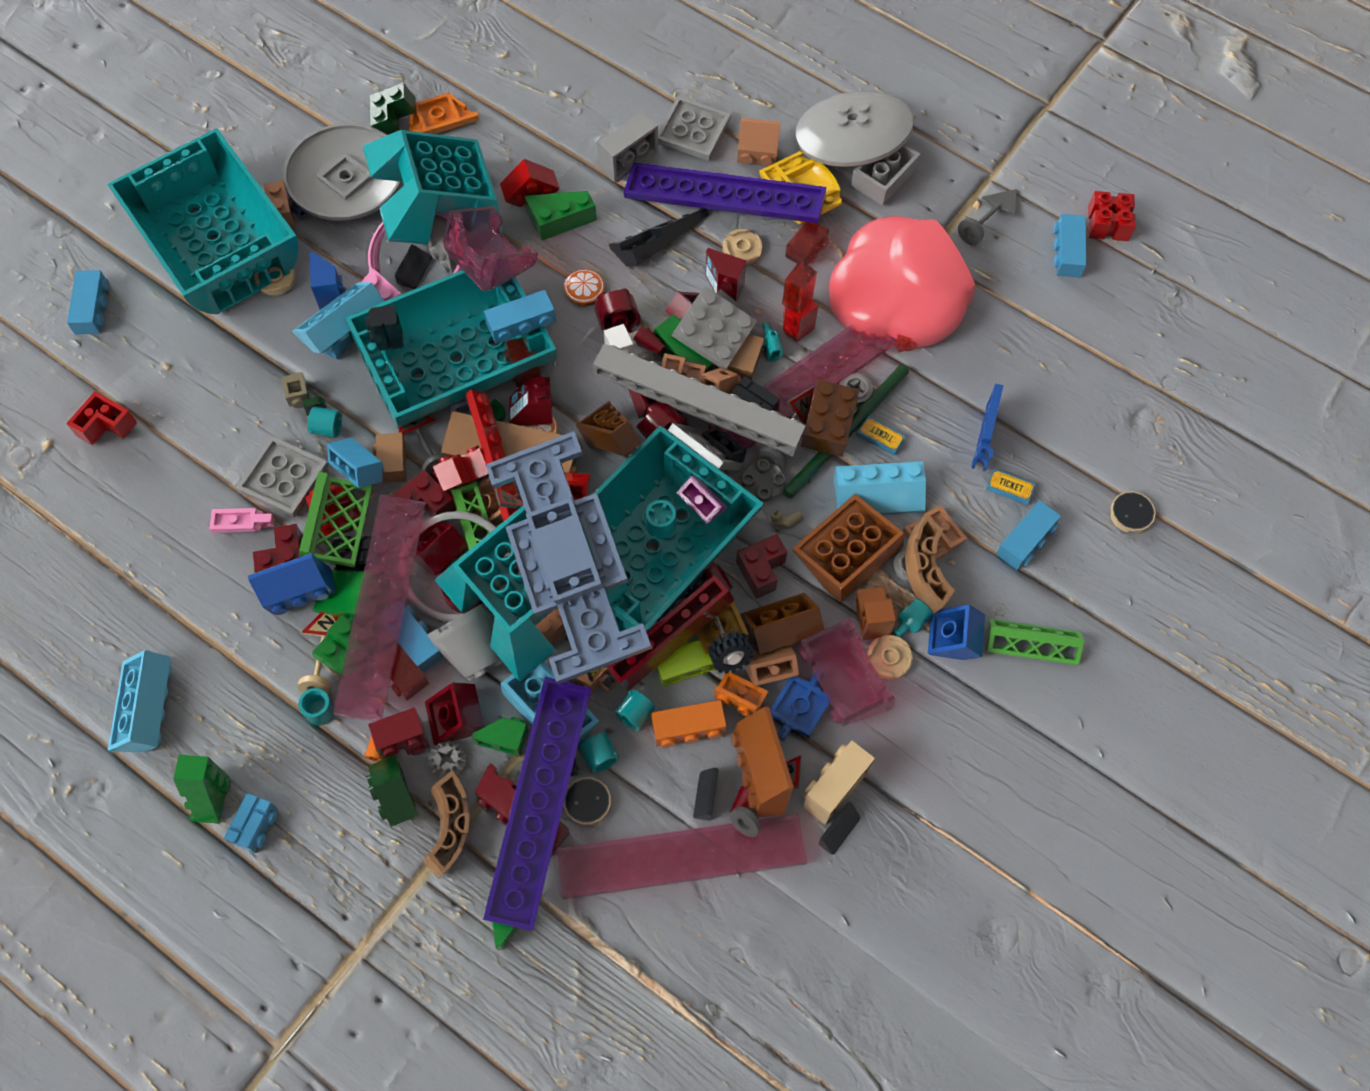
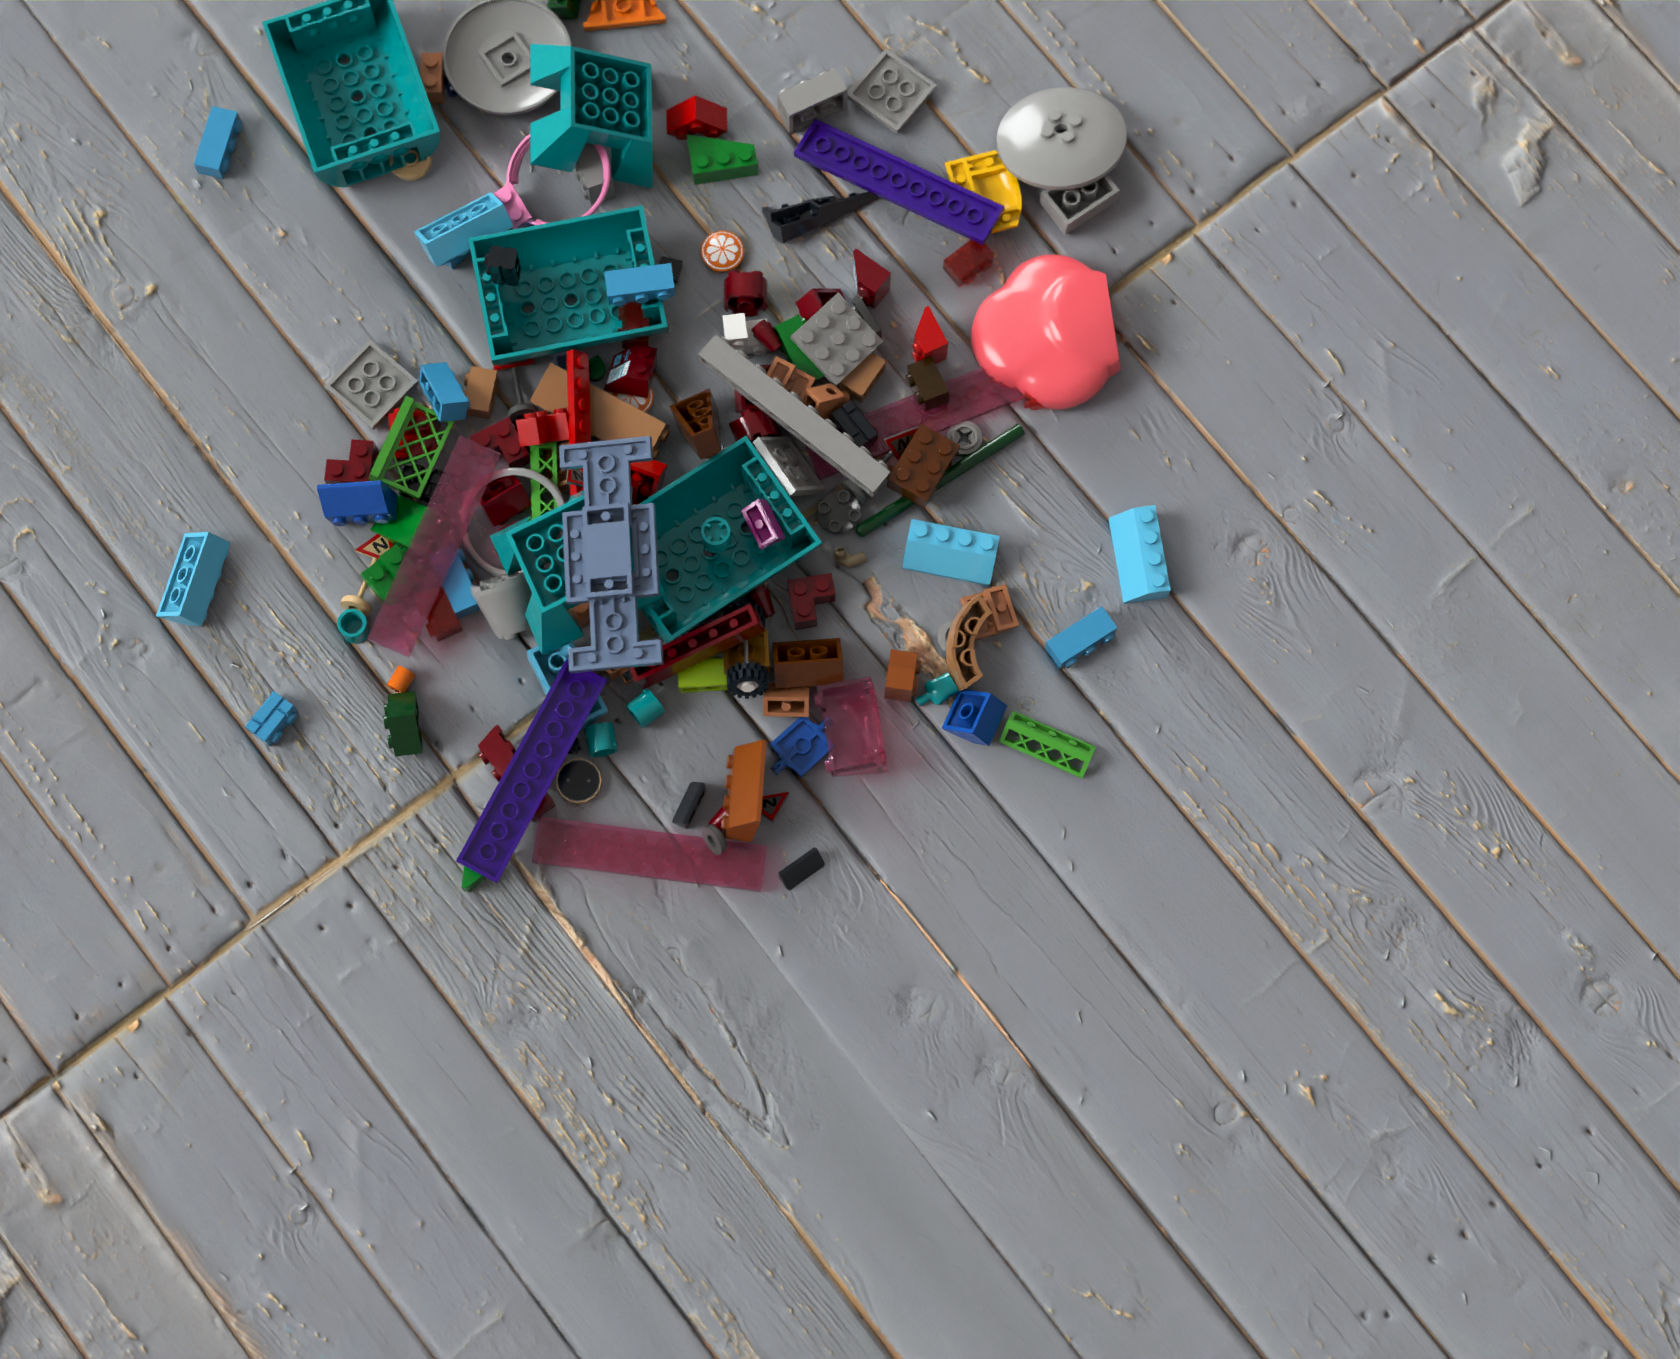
camera: 15 degrees right, 10 degrees up
(100, 415) = (208, 274): red brick -> none
(203, 786) = (236, 675): green wedge -> none
(239, 520) = (320, 420): bright pink hinge -> none
(295, 389) = (404, 289): dark tan brick -> none
(313, 402) = (418, 316): dark green tile -> none
(324, 280) = (458, 184): blue slope -> none
(324, 422) = (424, 338): teal piece -> none
(399, 732) = (423, 672): dark red brick -> none
(412, 267) = (552, 186): black slope -> none
(446, 748) = (461, 718): light grey gear -> none
(453, 823) = (452, 768): medium nougat brick -> none
(454, 712) = (478, 666): dark red slope -> none
(481, 250) = (624, 198): clear pink windscreen -> none
(503, 736) = (518, 699): green slope -> none
(688, 724) = (691, 735): orange brick -> none
(725, 444) = (810, 467): black slope -> none
(740, 694) = (749, 720): orange bracket -> none
(743, 245) = (900, 247): tan tile -> none
(758, 142) = (953, 130): nougat slope -> none
(772, 343) = (894, 365): teal piece -> none
(799, 287) = (930, 323): clear red brick -> none
(809, 348) = (927, 383): none -> dark brown brick
(837, 781) = (810, 826): tan brick -> none
(849, 547) = (899, 603): dark orange slope -> none
(881, 435) = (973, 494): tile -> none
(890, 657) = (903, 722): tan tile -> none
(972, 230) = (1195, 262): dark grey piece -> none
(987, 427) = (1064, 540): blue tile -> none
(1010, 486) = (1083, 582): tile -> none
(1053, 448) = (1139, 555): none -> medium azure slope
(1070, 245) = (1245, 334): dark azure brick -> none
(1111, 216) = (1307, 323): red brick -> none
(1132, 512) = (1195, 641): black tile -> none

